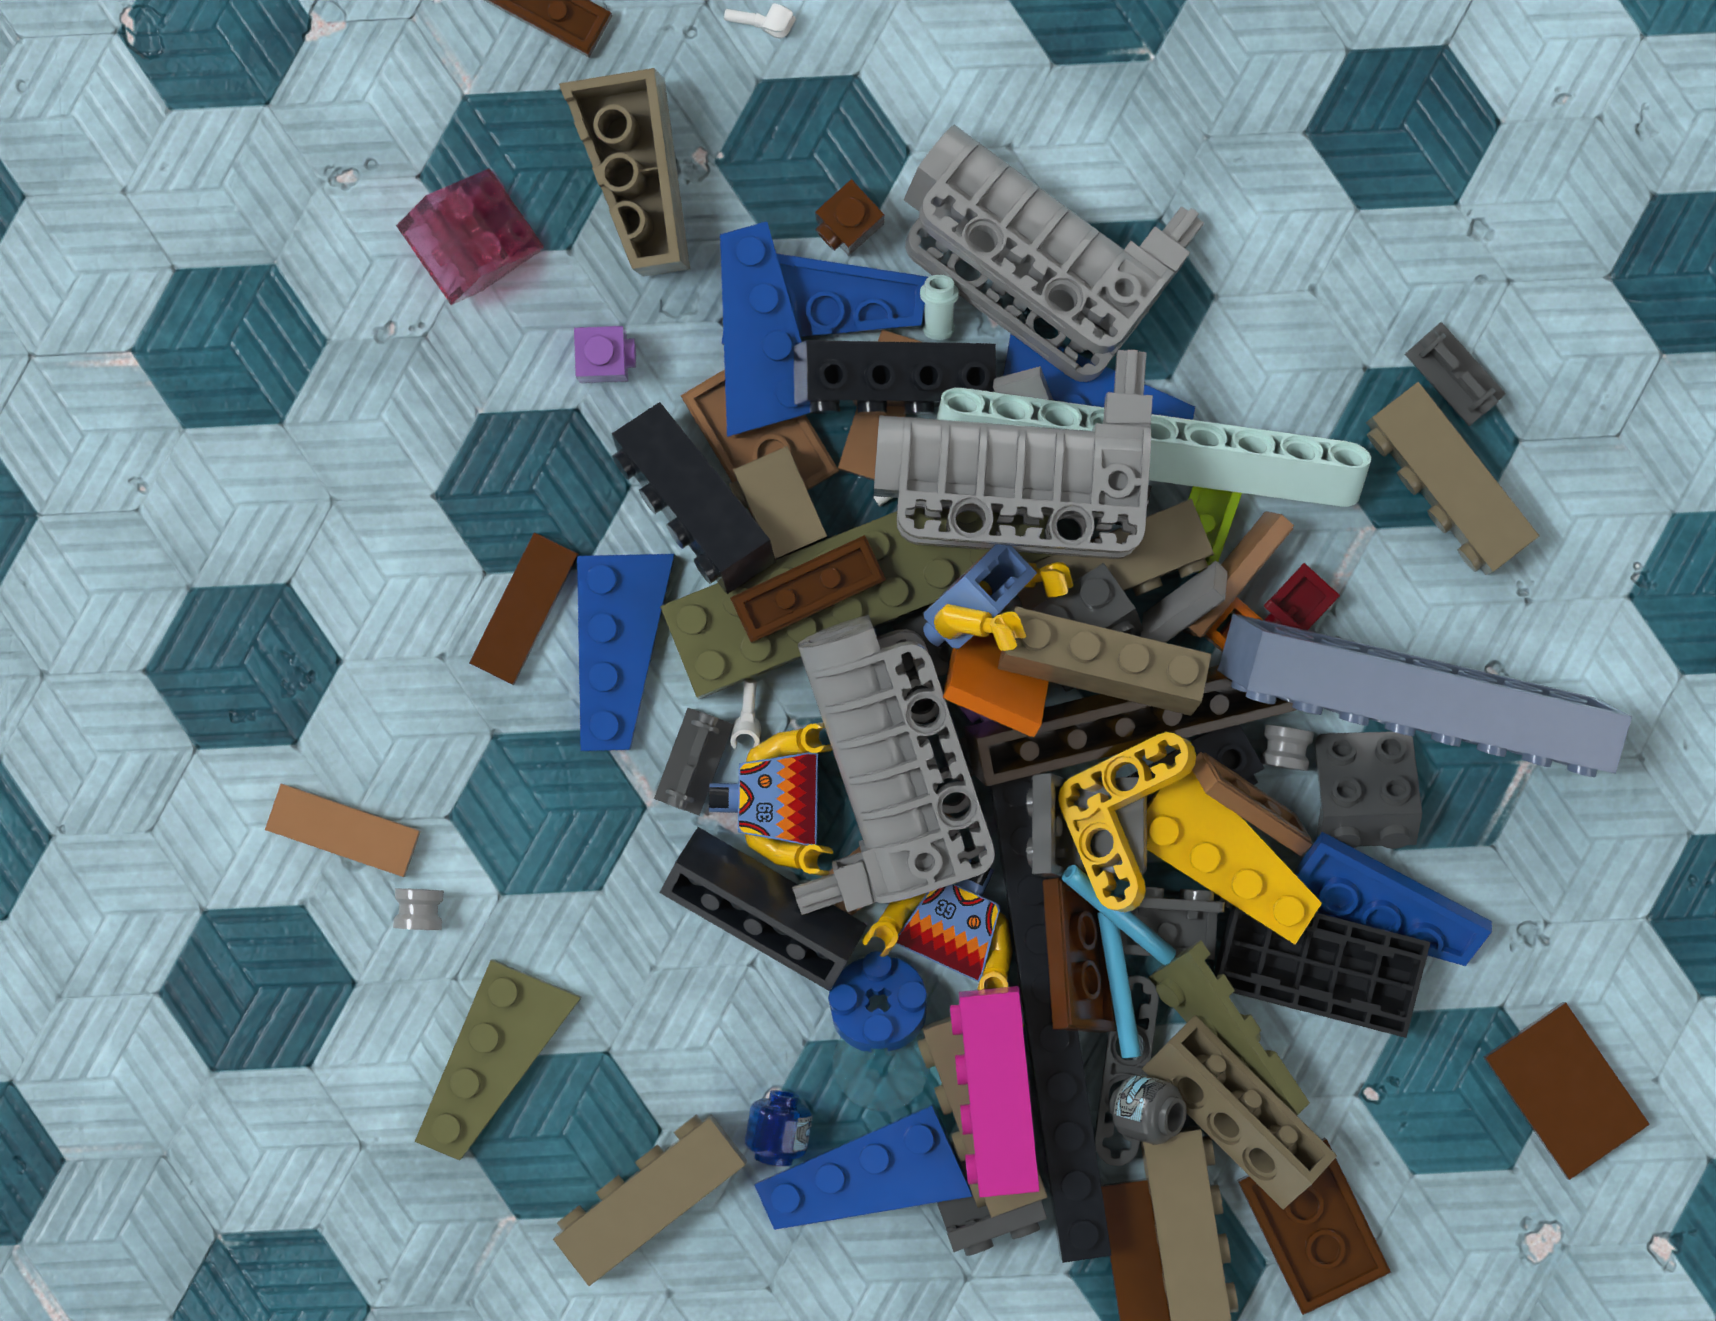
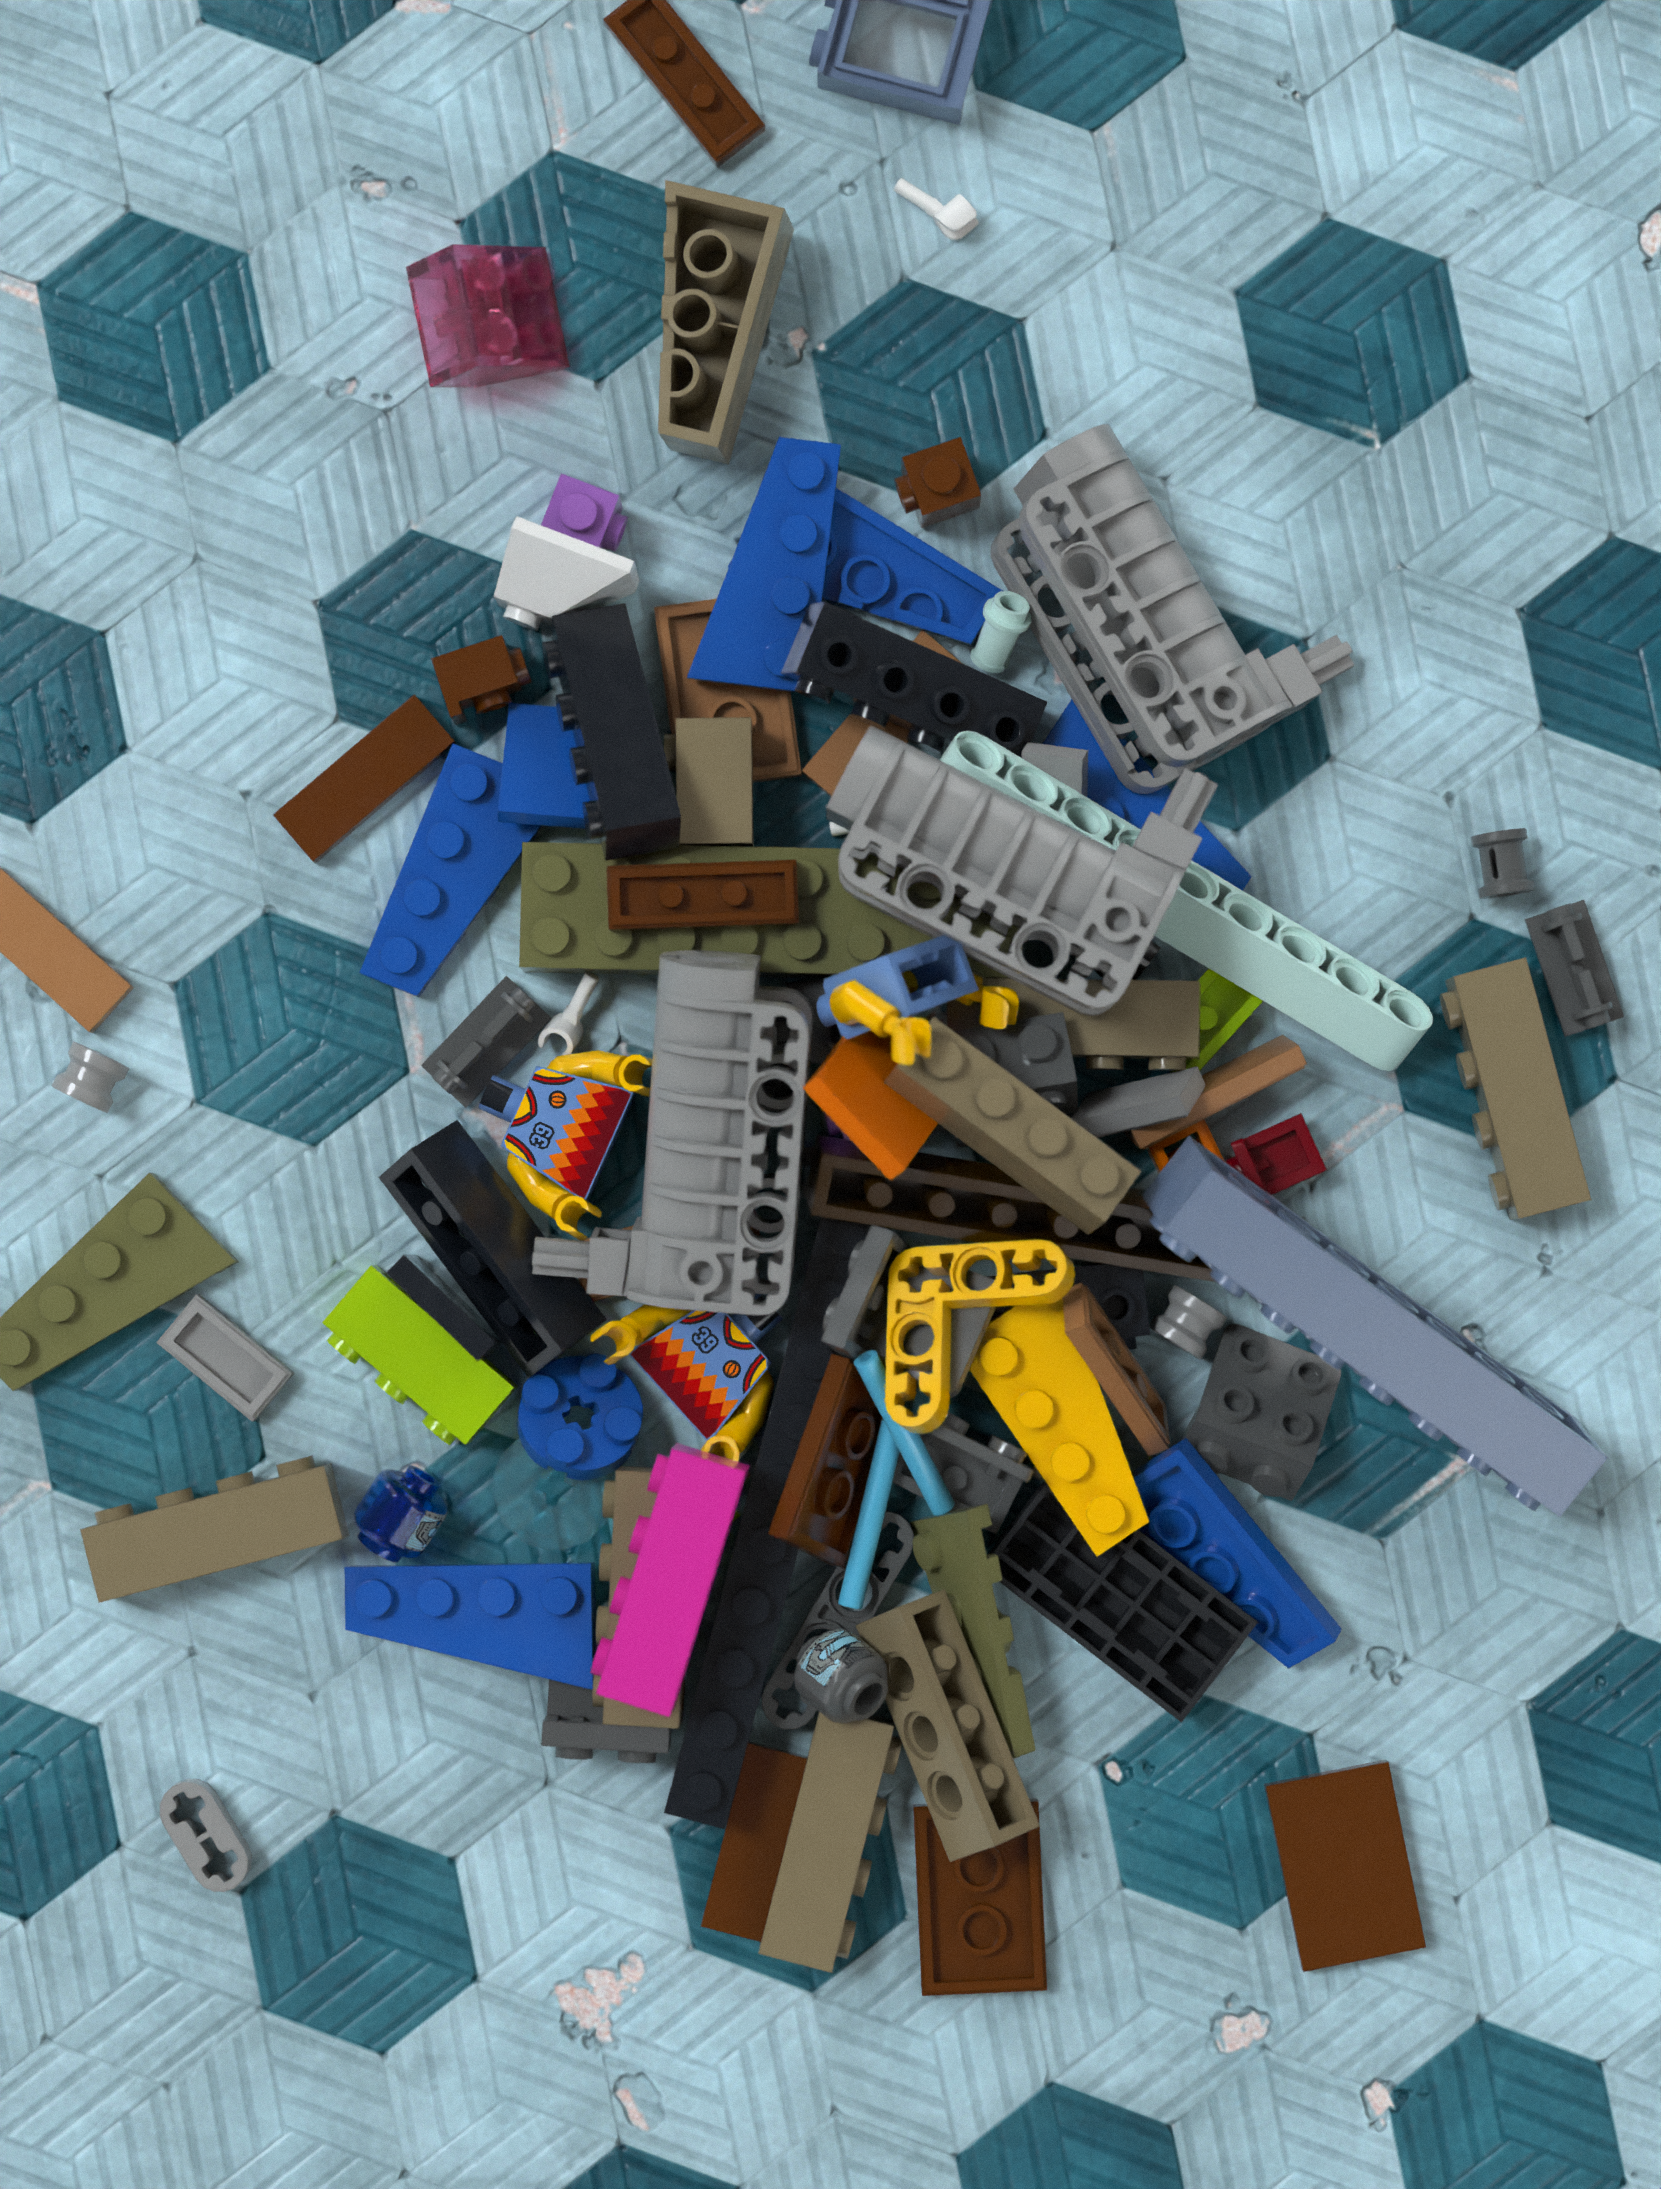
camera: 25 degrees right, 0 degrees up
(577, 499) = (480, 677): none -> reddish brown brick
(602, 402) = (557, 575): none -> white slope
(602, 1070) = (225, 1357): none -> light grey tile
(648, 550) = (537, 771): none -> blue tile
(742, 1010) = (417, 1357): none -> lime brick
(748, 965) = (445, 1306): none -> black tile
(1371, 320) = (1502, 863): none -> dark grey bush

